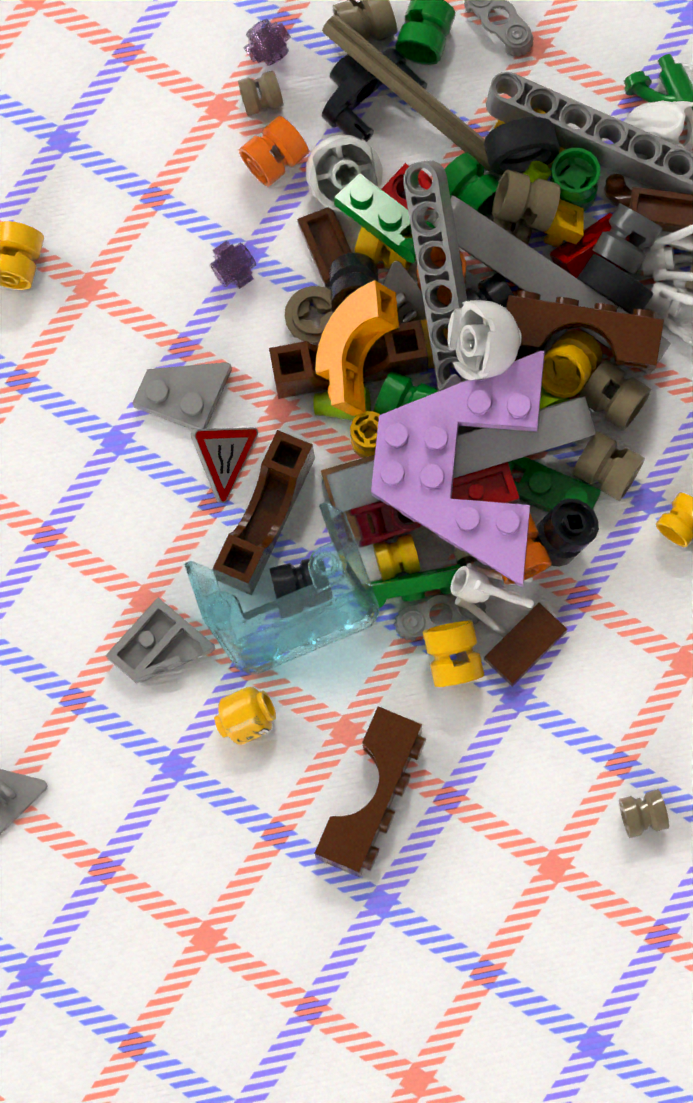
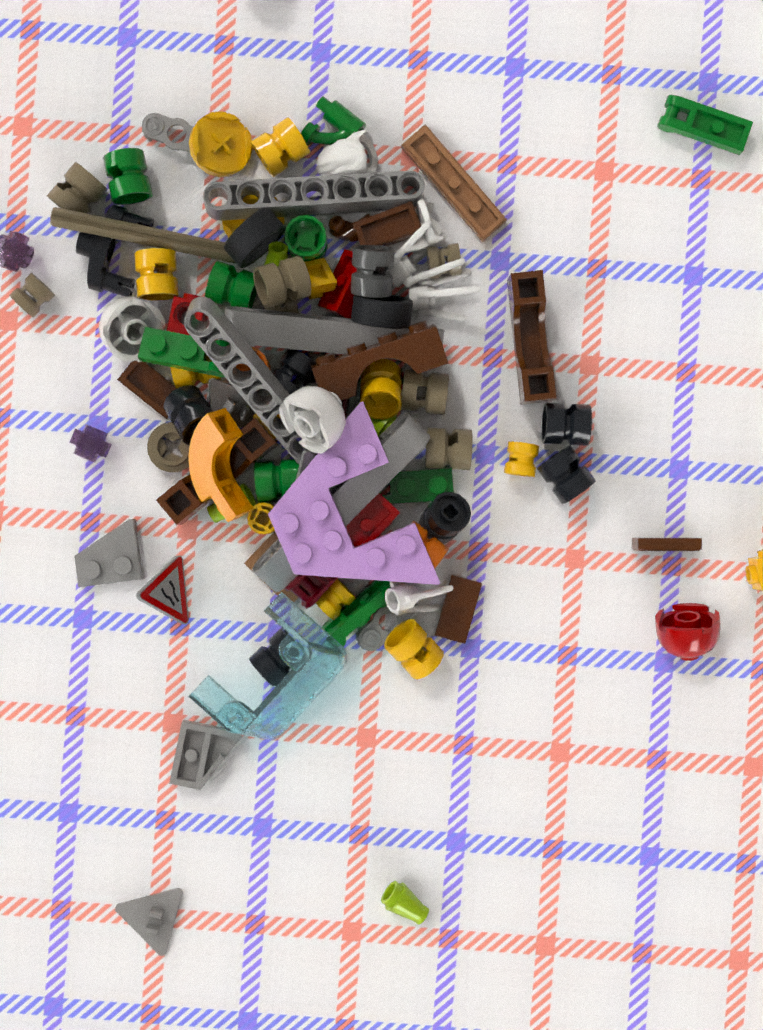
camera: 40 degrees left, 15 degrees up
(245, 715) = (292, 770): yellow head -> none
(276, 491) = (221, 601): reddish brown arch -> none
(283, 142) = (69, 325): orange wheel -> none
(285, 933) = (403, 902): none -> lime cone
(351, 838) = (413, 814): reddish brown arch -> none
(400, 133) = (156, 285): none -> yellow wheel
(538, 46) = (220, 144): none -> yellow tile
(599, 78) = (280, 147): none -> yellow wheel
(640, 814) = (604, 686): dark tan wheel -> none

